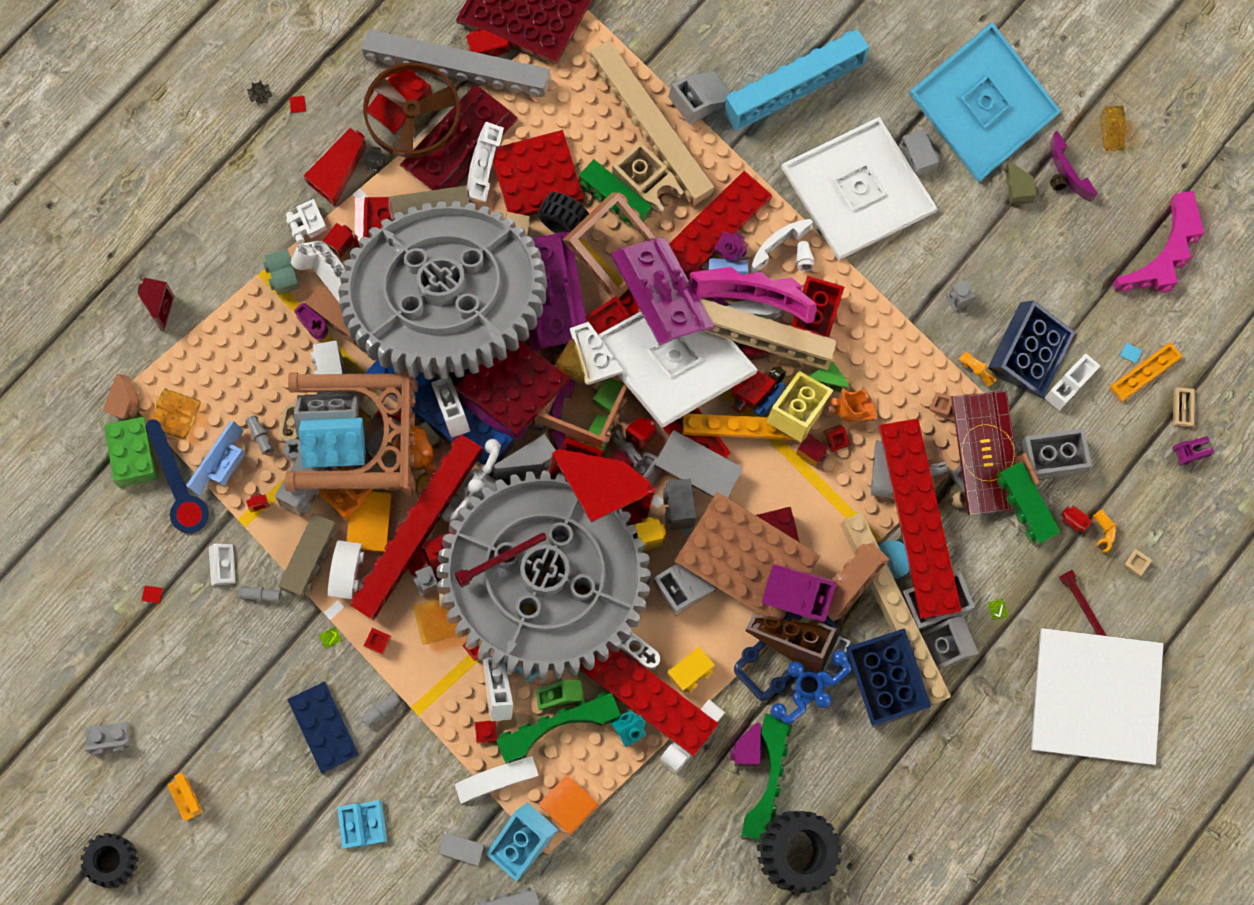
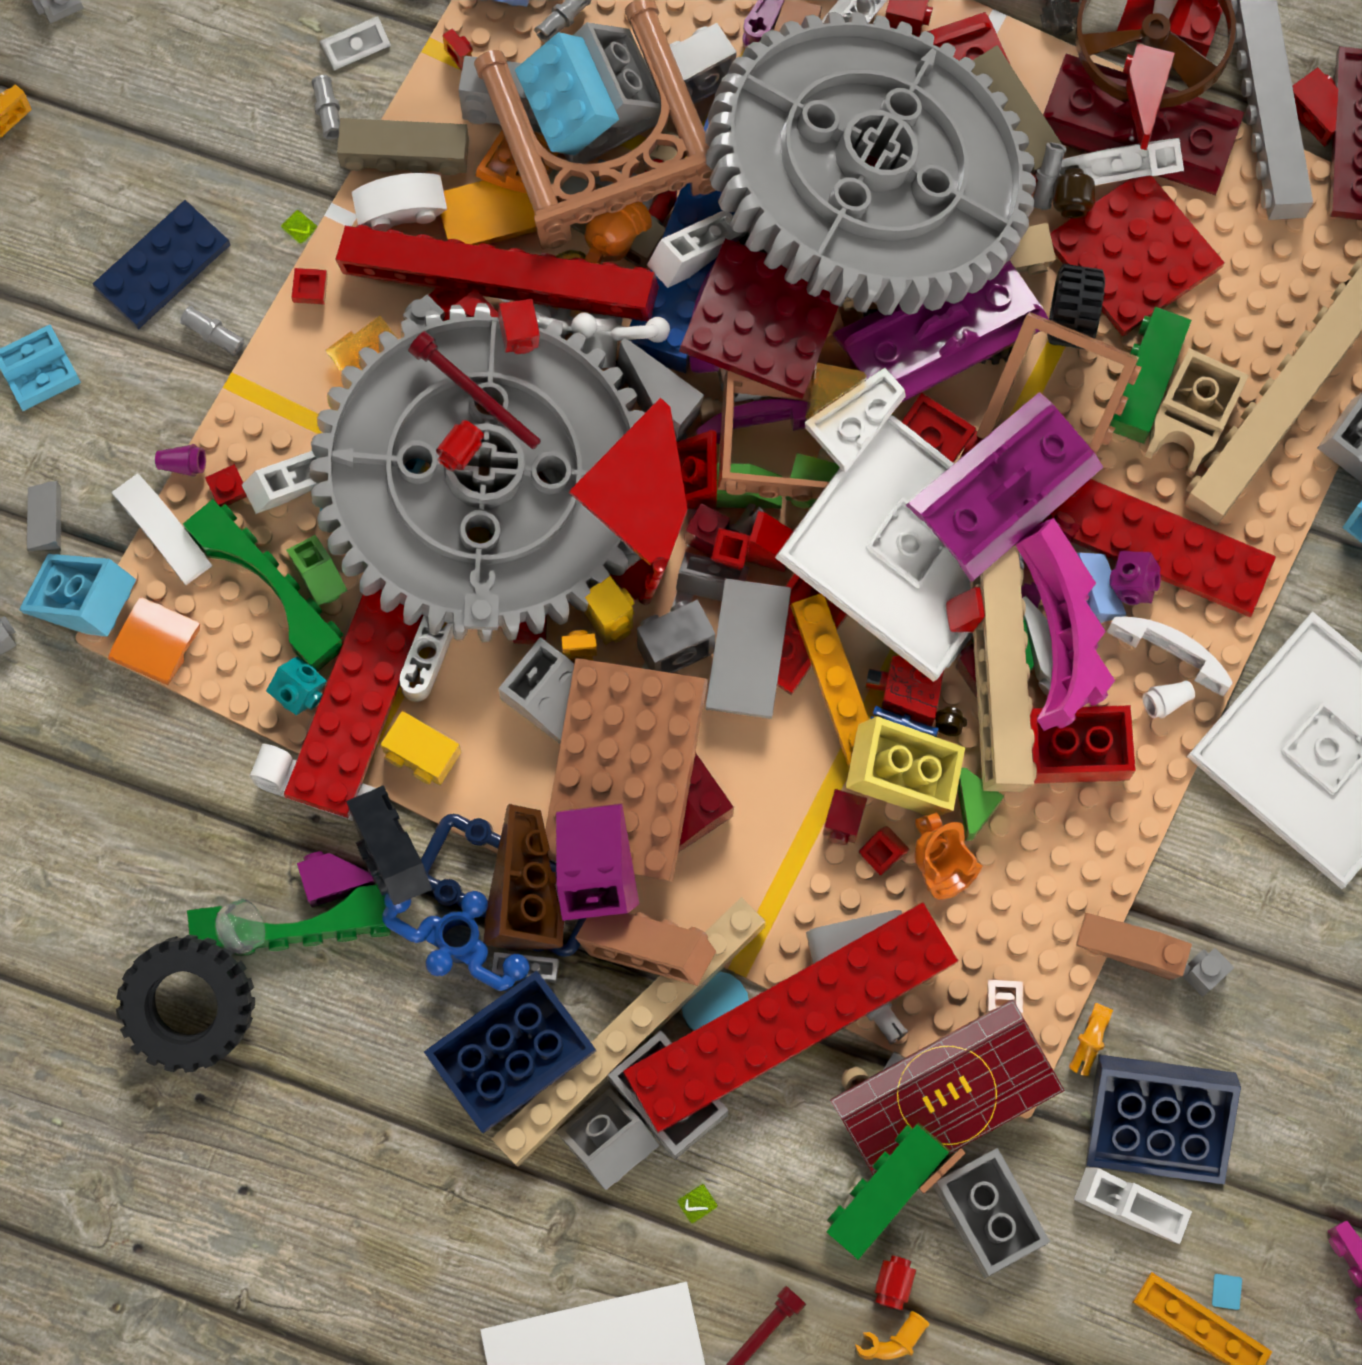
camera: 70 degrees right, 0 degrees up
(451, 127) = (1145, 87): none -> slope
(460, 752) = (182, 460): none -> magenta cone
(471, 519) = (519, 326): none -> red brick
(473, 197) = (1048, 174): none -> light grey pin
(493, 191) = (1074, 193): none -> dark brown head
(534, 577) = (459, 446): none -> red brick
(631, 600) = (481, 607): none -> light grey plate
(638, 454) = (730, 548): none -> red slope
(664, 557) = (579, 645): none -> light orange plate
(725, 339) = (965, 611): none -> red slope
(748, 706) = (387, 847): none -> black wedge
(766, 805) = (240, 927): none -> clear hair
(935, 326) = (1134, 946): none -> nougat slope

